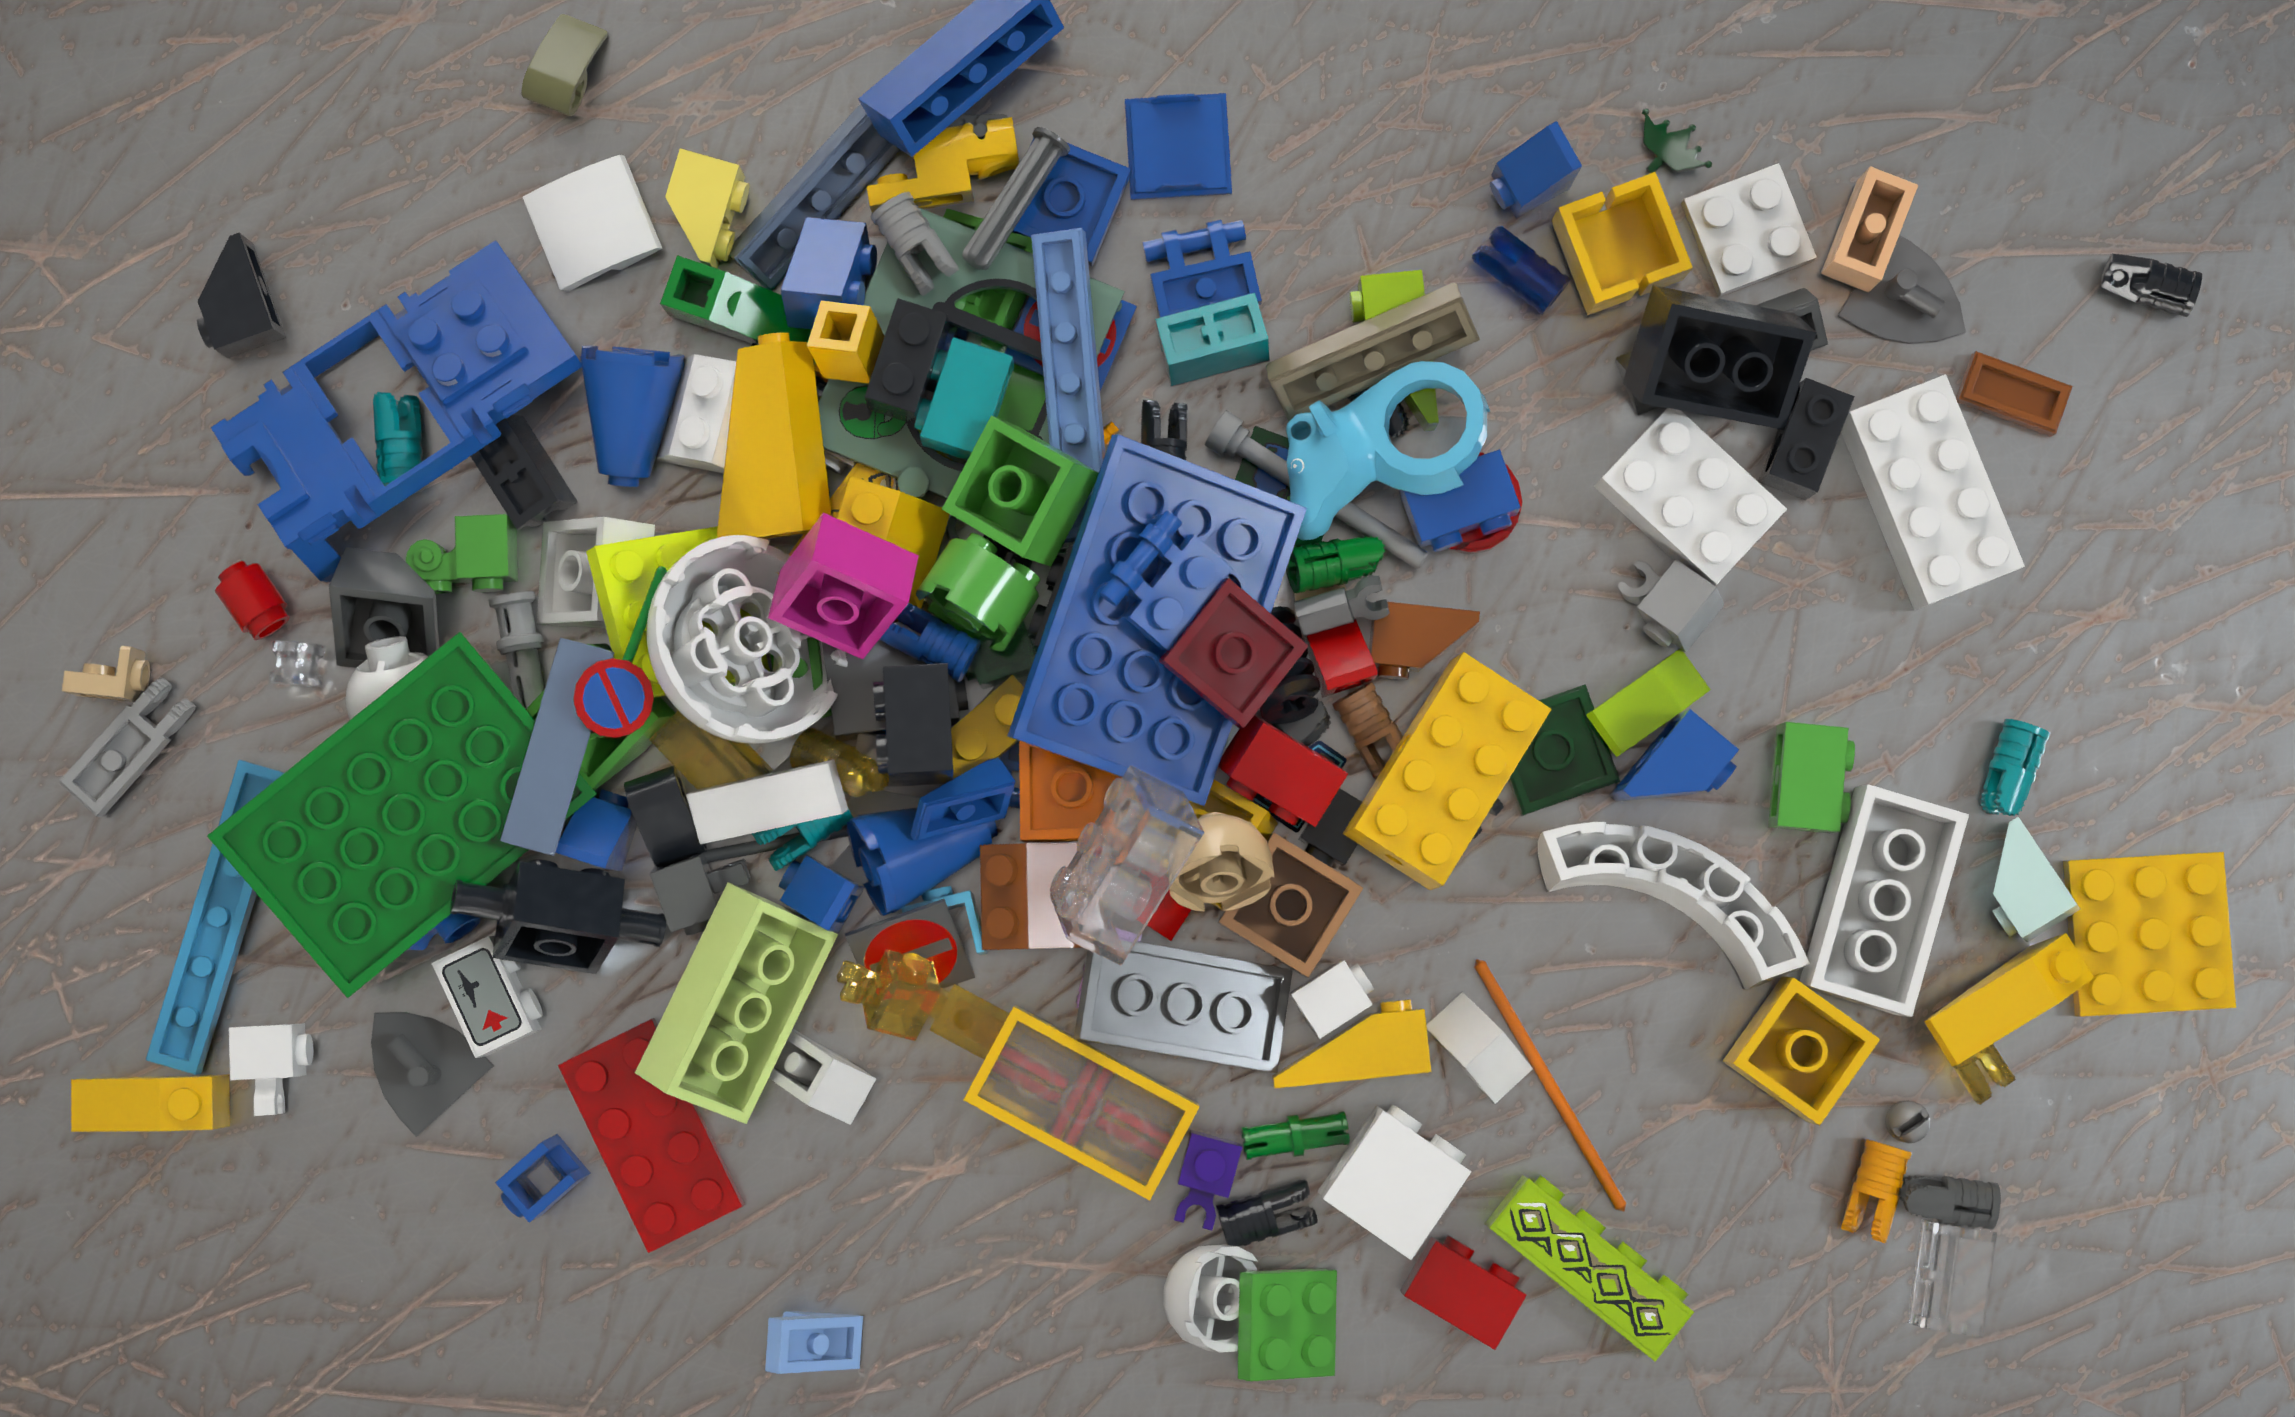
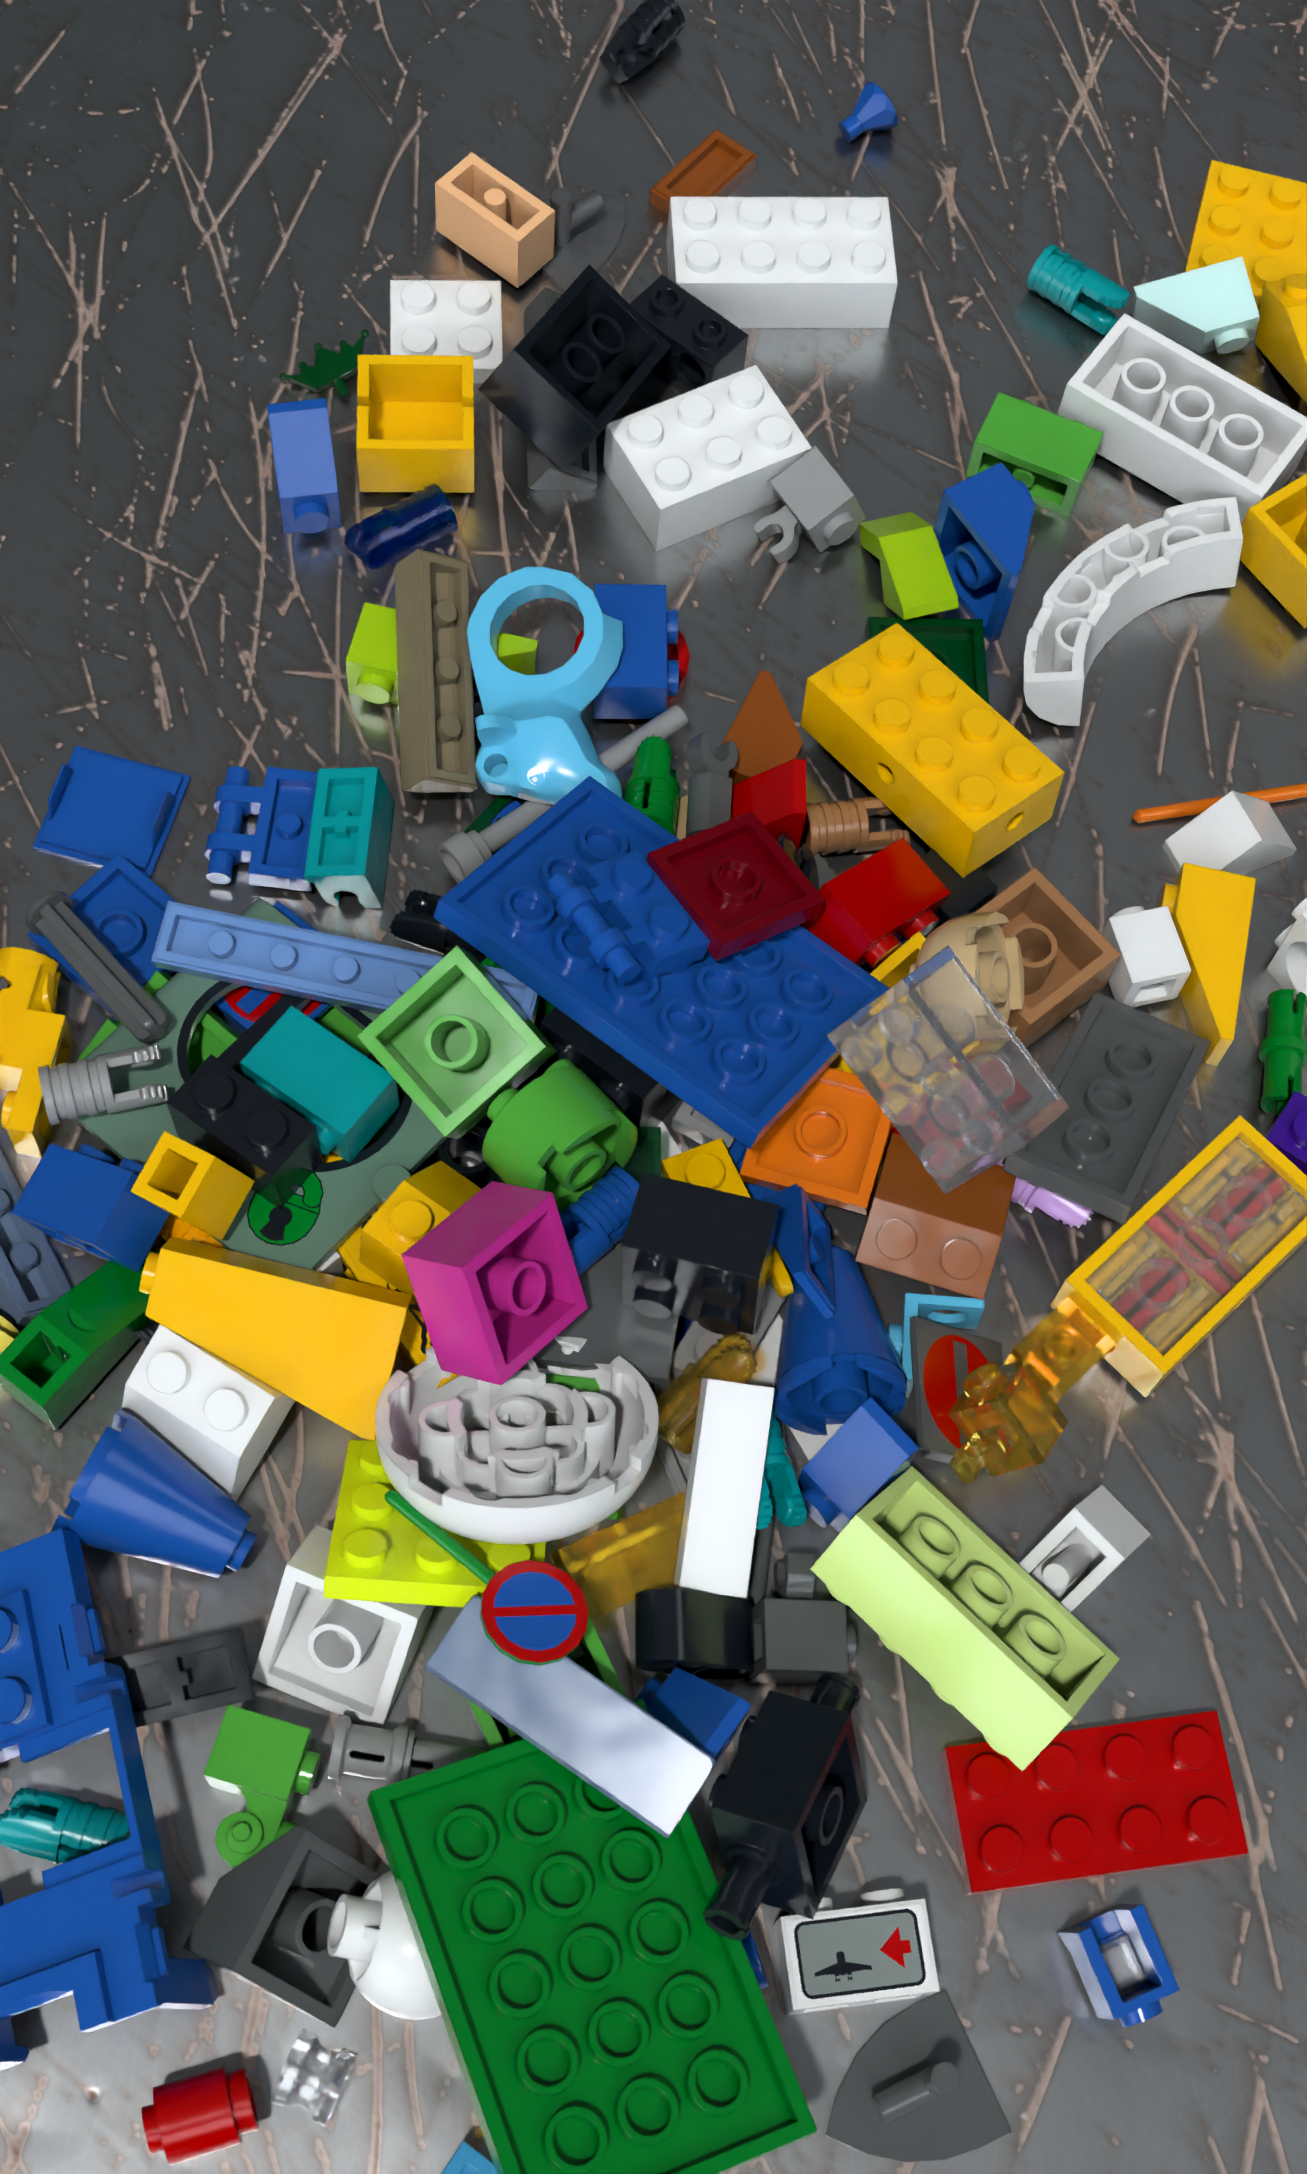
camera: 80 degrees left, 20 degrees down
(2151, 521) = (871, 113): none -> blue rock

